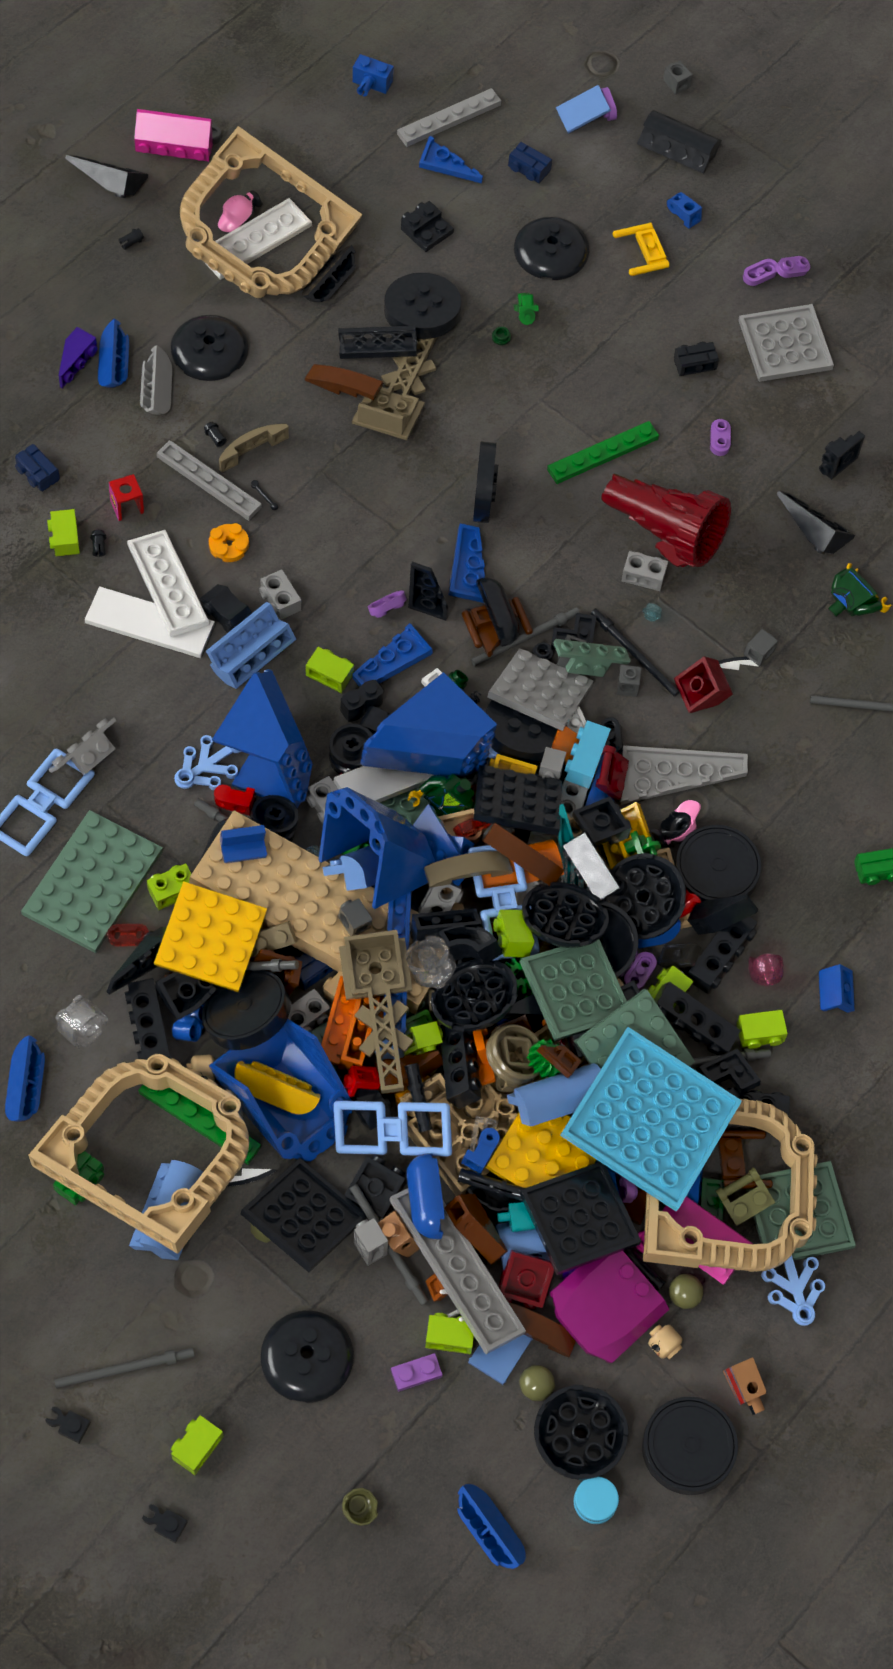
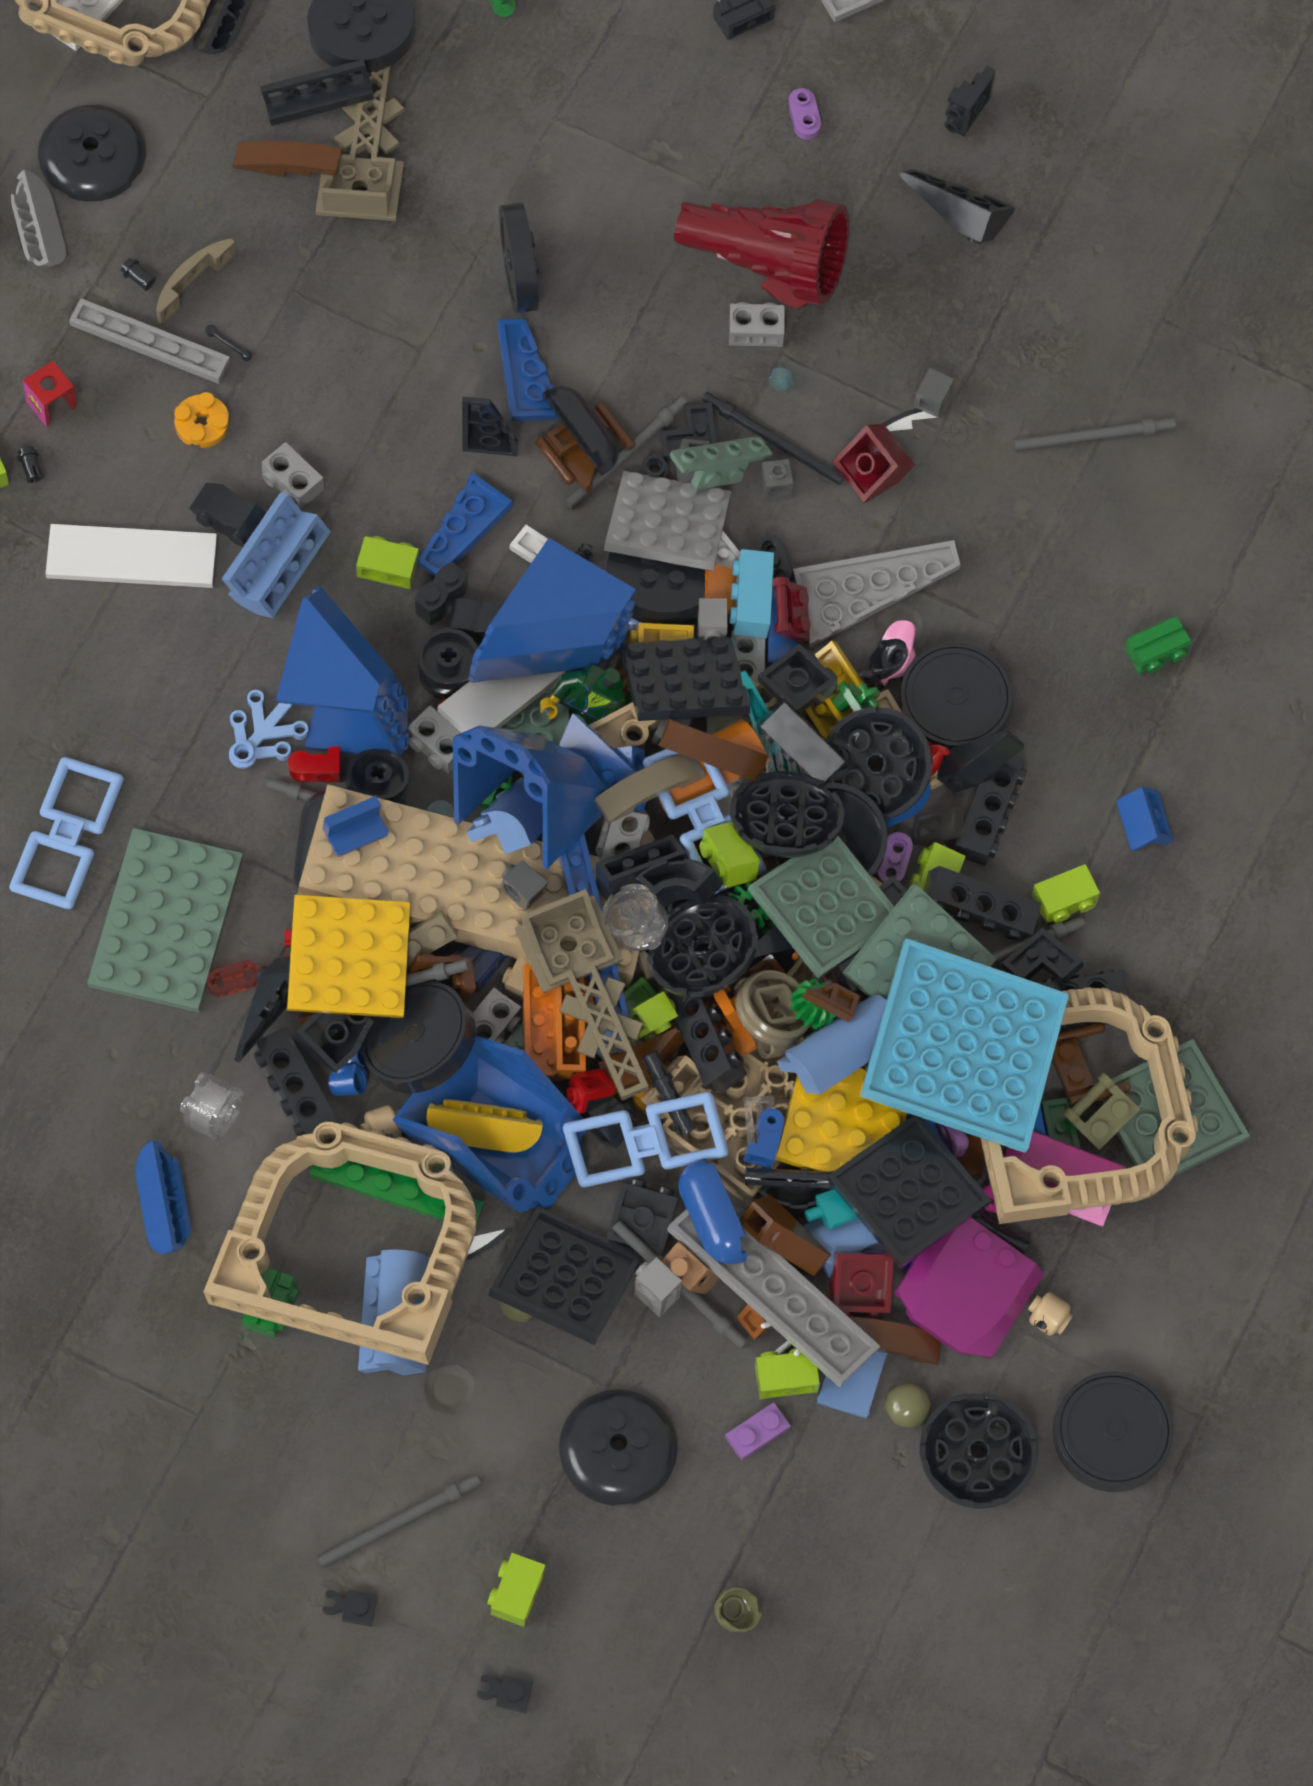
camera: 15 degrees left, 5 degrees up
(90, 751) = (109, 750): light grey bracket -> none
(166, 886) = (269, 901): lime brick -> none
(168, 583) = (139, 496): white tile -> none
(394, 600) = (436, 451): medium lavender plate -> none
(459, 678) = (557, 531): dark green plate -> none
(469, 827) = (632, 731): clear red beam -> none
(490, 1527) = (900, 1593): blue brick -> none
(501, 336) = (477, 41): dark green plate -> none
(596, 1500) = (1018, 1526): medium azure head -> none
(602, 452) = (656, 173): green plate -> none
(686, 1291) = (1058, 1246): olive hair -> none
(745, 1375) = (1155, 1332): medium nougat torso -> none
(766, 970) = (1051, 819): clear pink helmet -> none
(796, 1286) = (1190, 1205): light blue plant -> none
(854, 595) = (1035, 290): dark green torso -> none

